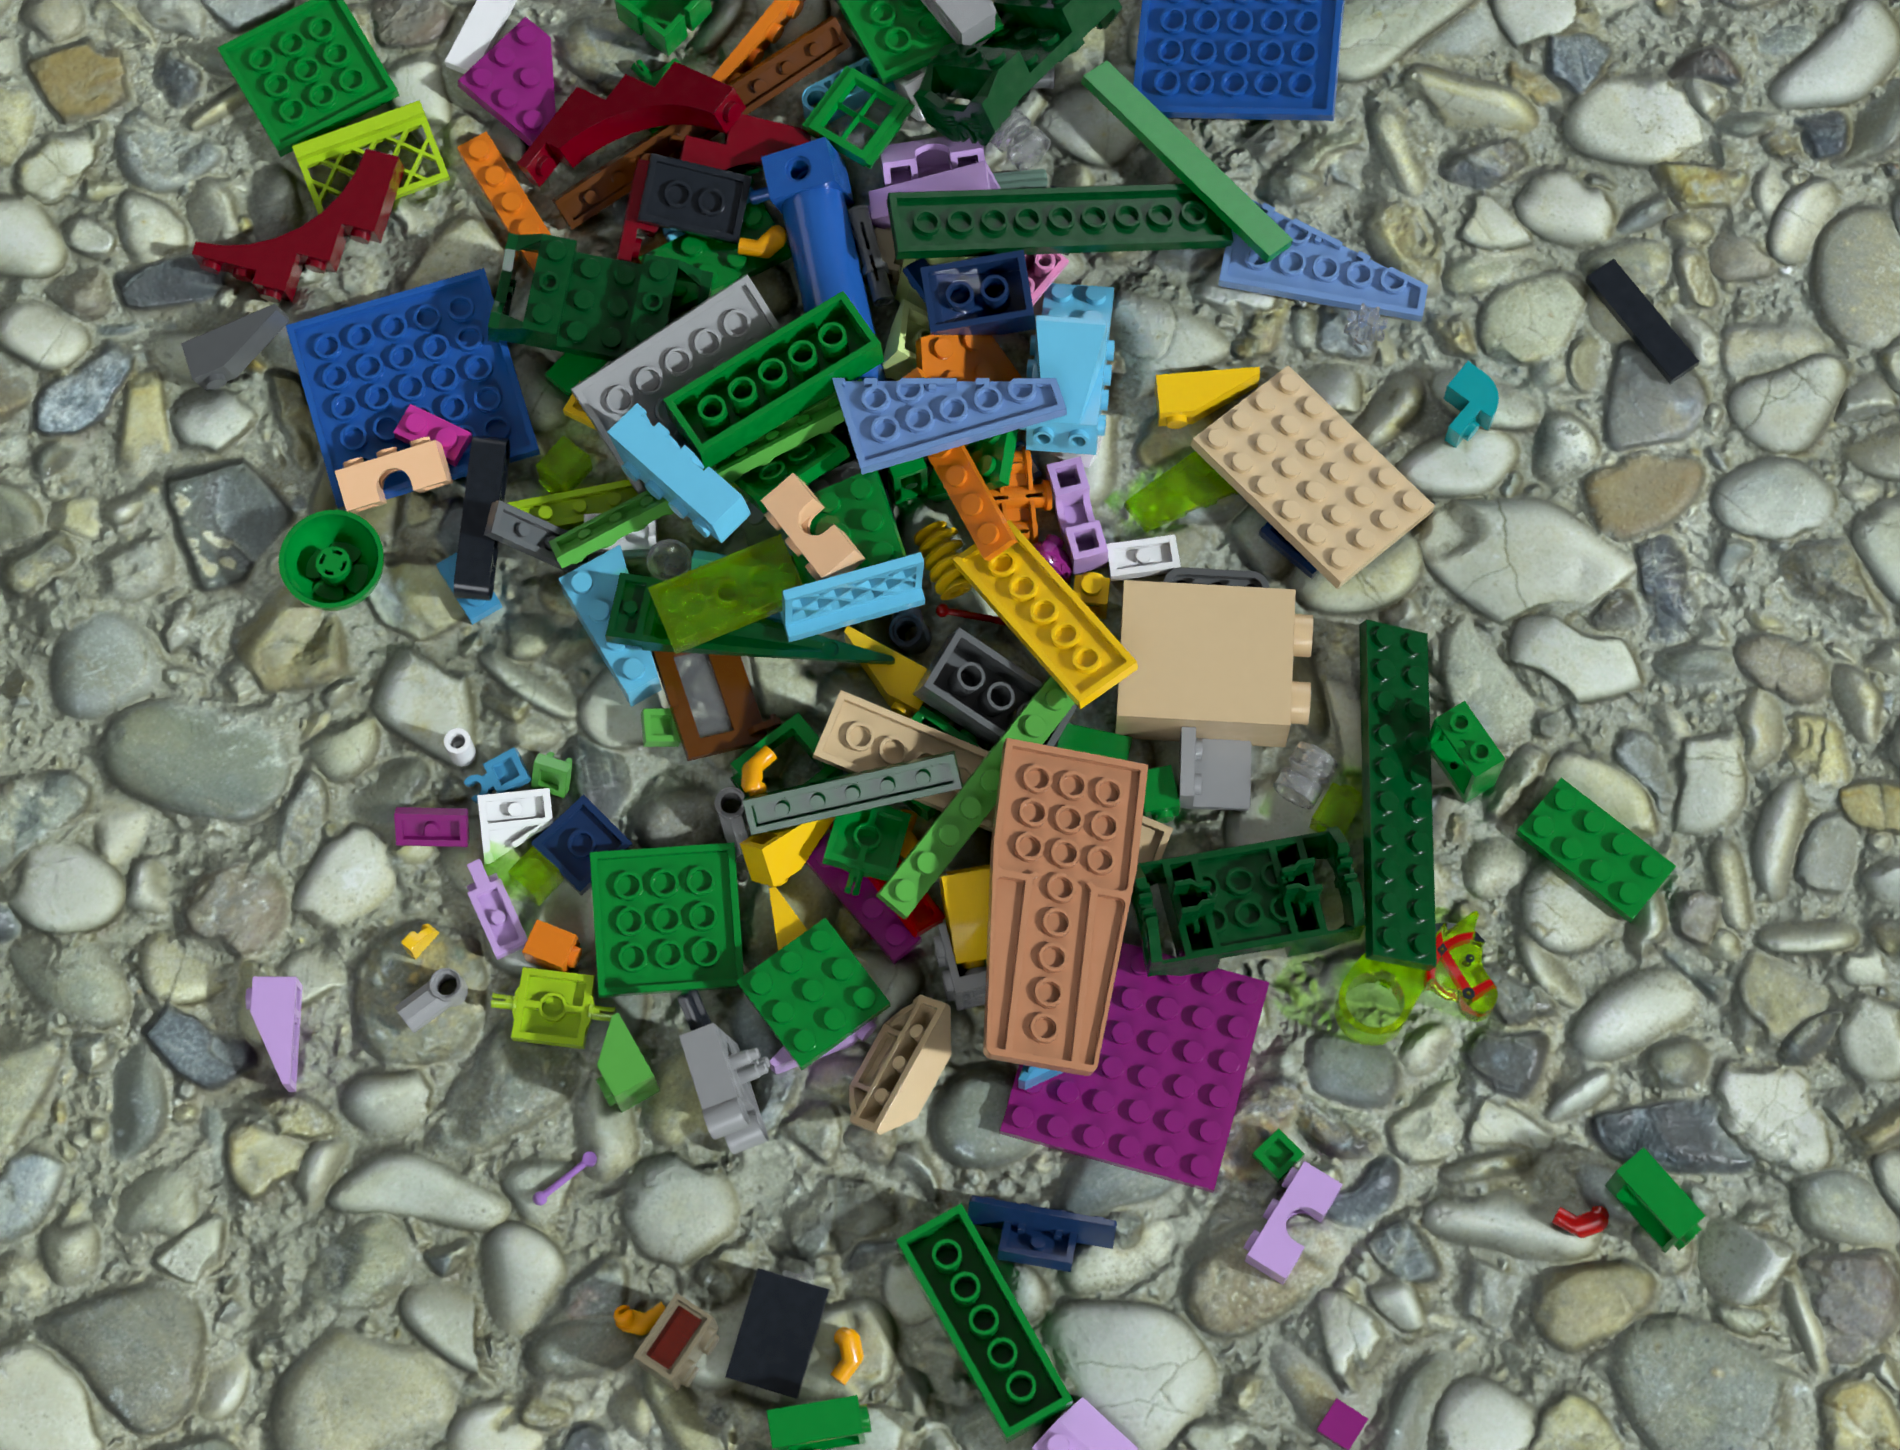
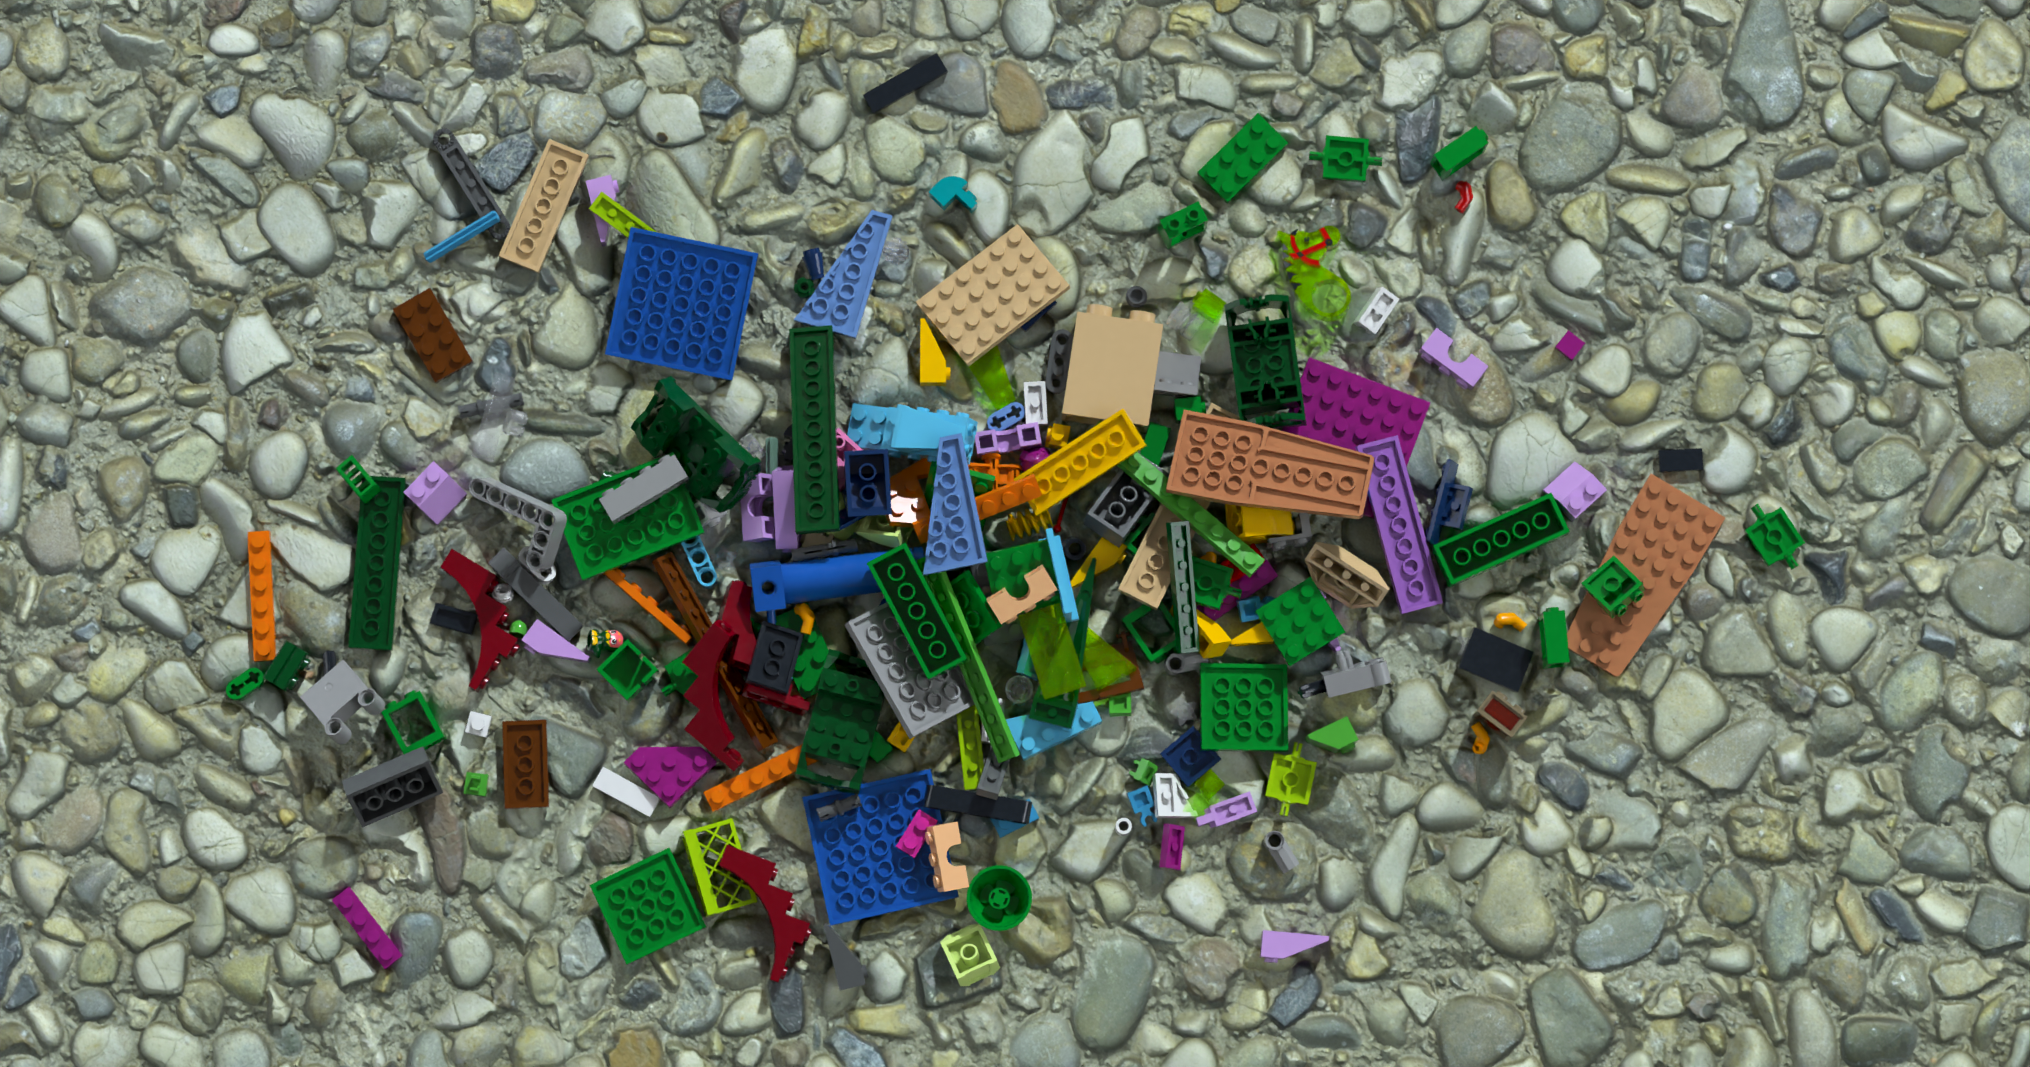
camera: 90 degrees left, 10 degrees up
(243, 531) = (970, 954): none -> yellowish green slope
(416, 943) = (1241, 857): yellow tile -> none
(467, 316) = (838, 807): none -> dark grey pin
(552, 947) = (1254, 777): orange brick -> none
(563, 467) = (944, 754): clear neon green brick -> none
(589, 1159) = (1383, 765): medium lavender hinge -> none
(655, 820) = (1183, 717): none -> clear plate
(677, 475) = (979, 673): medium azure wedge -> none
(729, 690) = (1104, 662): none -> clear neon green wing
(753, 771) = (1160, 647): light orange arm -> none
(840, 917) = (1249, 605): none -> dark azure plate
(883, 133) = (715, 565): green piece -> none
(994, 1148) = (1400, 527): none -> medium lavender plate
(1121, 512) = (1003, 413): none -> medium blue beam
(1187, 161) = (774, 348): green tile -> none
(1278, 1155) = (1412, 363): green plate -> none
(1290, 211) = (804, 282): none -> dark green plate
(1332, 211) = (814, 263): none -> dark blue cone
(1338, 699) = (1136, 296): none -> dark grey plate
(1361, 1085) = (1376, 310): none -> white hinge
(1397, 796) = (1204, 268): dark green plate -> none
(1618, 1015) = (1345, 158): none -> green plate

